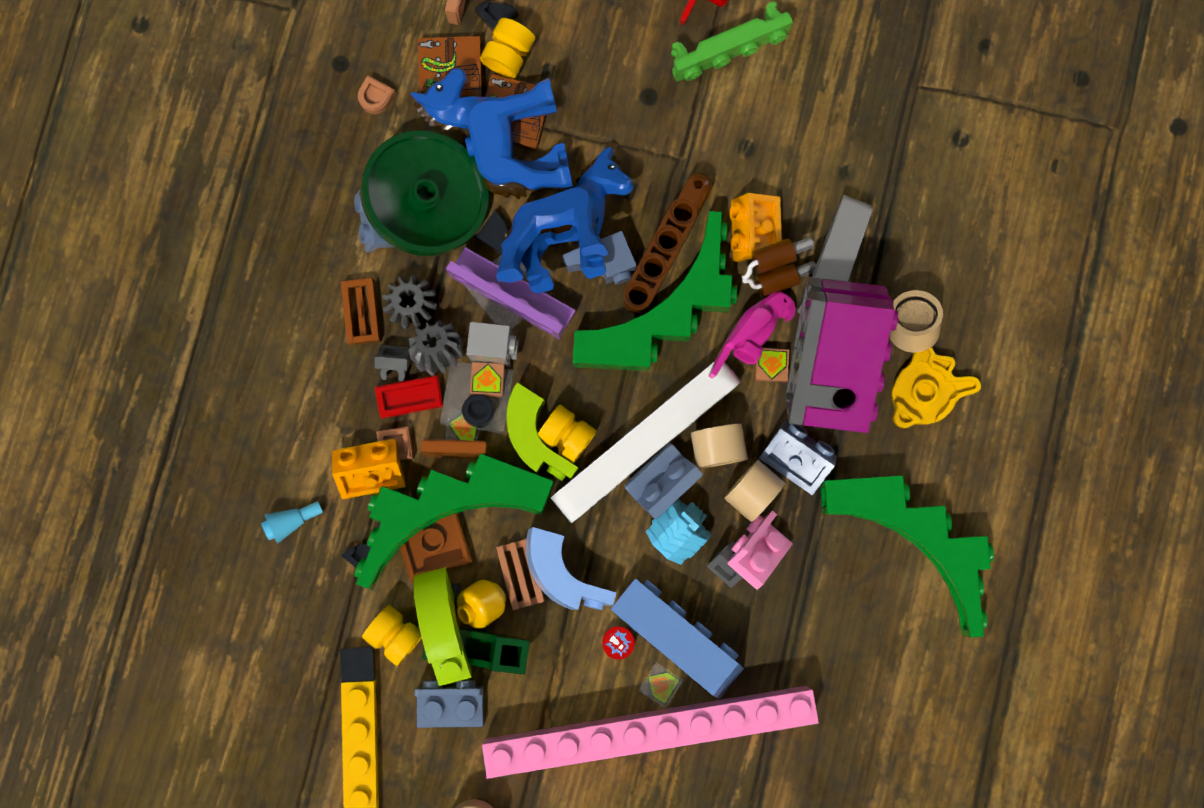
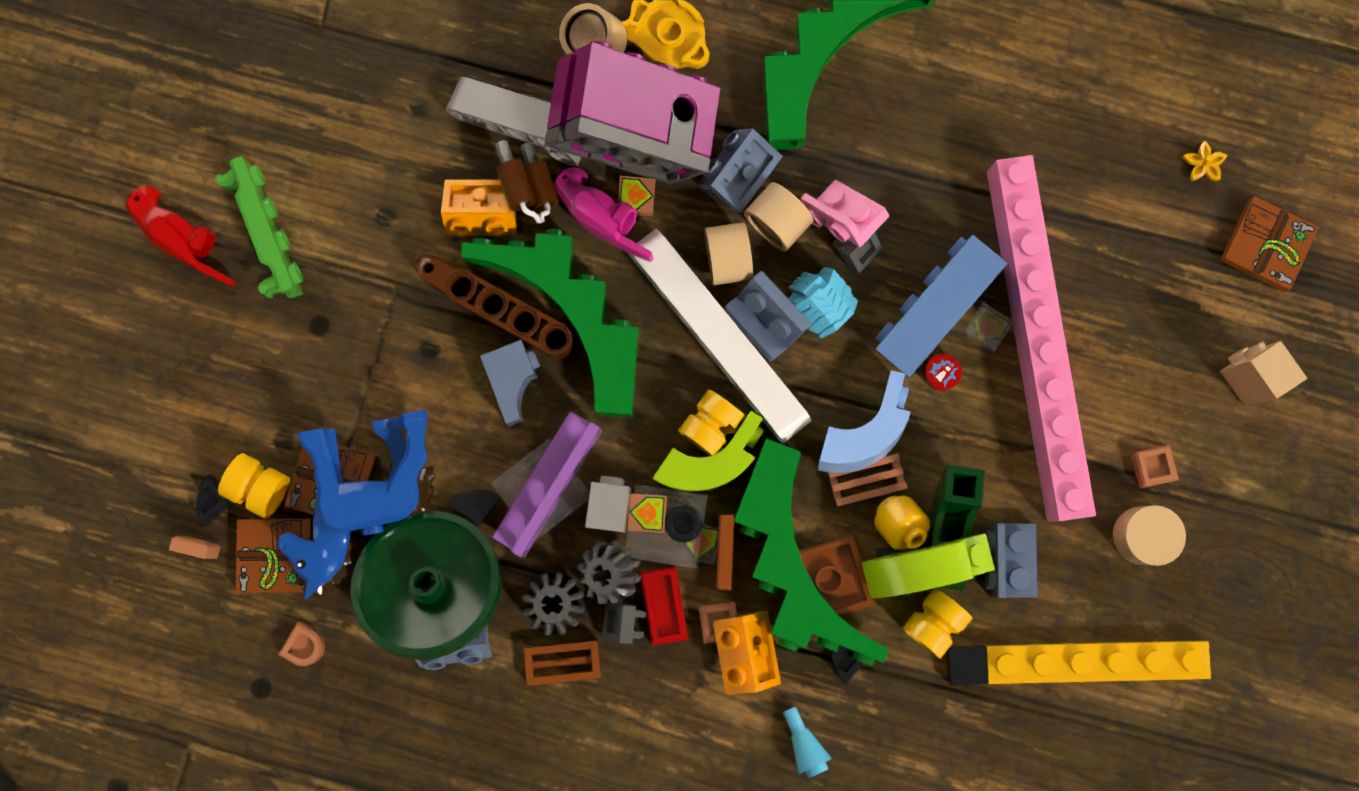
camera: 90 degrees left, 0 degrees up
(561, 218) = (463, 420): blue animal -> none

